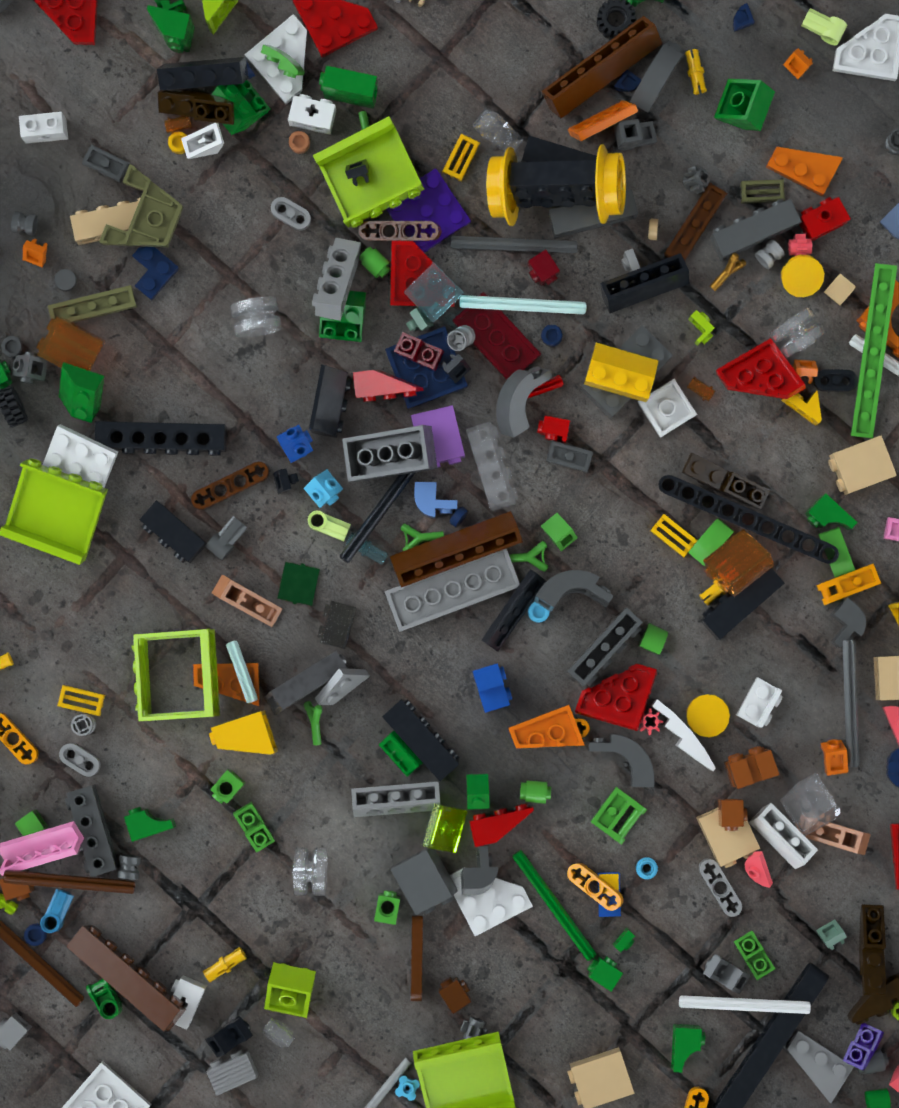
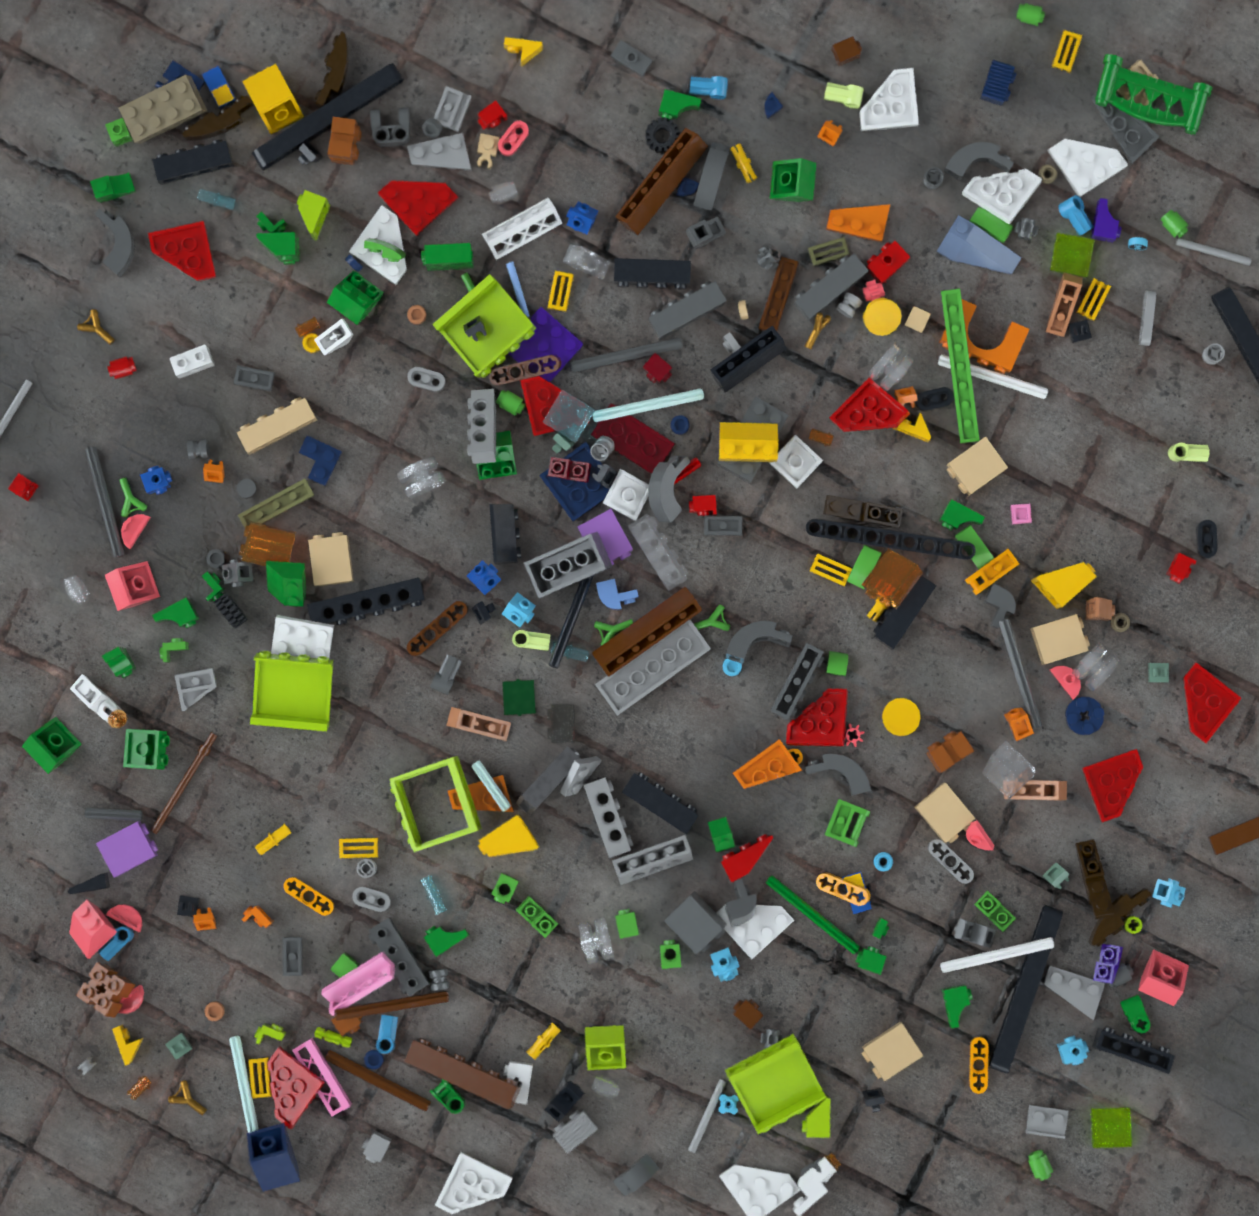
camera: 15 degrees left, 0 degrees up
(135, 380) = (331, 559): none -> tan brick
(148, 773) = (433, 895): none -> clear light blue pin
(153, 219) = (310, 415): olive wing -> none
(172, 532) = (398, 682): black brick -> none
(196, 105) = (320, 306): dark brown slope -> none
(202, 73) = (318, 278): black brick -> none
(314, 715) = (563, 807): bright green piece -> none
(321, 121) = (431, 292): white brick -> none
(349, 861) = (626, 923): none -> bright green brick
(359, 774) = (612, 847): none -> light grey brick
(378, 383) = (542, 506): slope -> none
(400, 753) = (646, 819): green plate -> none
(415, 141) = (517, 288): none -> light blue bar
(416, 958) = (707, 991): reddish brown beam -> none
(427, 34) = (503, 192): none -> clear brick
(440, 72) = (519, 223): none -> white fence
(443, 935) = (724, 965): none -> medium azure brick
(444, 828) = (701, 873): clear neon green plate -> none
(458, 517) = (641, 603): dark blue tile -> none
(474, 395) = (627, 495): none -> white plate
(491, 687) = (708, 742): blue brick -> none
(505, 83) = (581, 217): none -> blue brick
(513, 610) = (710, 671): black tile -> none
(535, 791) = (770, 821): bright green brick -> none
(556, 183) = (648, 295): brick -> none
(559, 532) = (731, 593): bright green brick -> none
(602, 120) = (674, 228): orange tile -> none
(687, 741) = (889, 742): white slope -> none
(702, 323) = (807, 380): lime bracket -> none
(732, 814) = (943, 795): dark orange brick -> none
(759, 703) = (942, 694): white bracket -> none
(783, 836) = (992, 802): white brick -> none

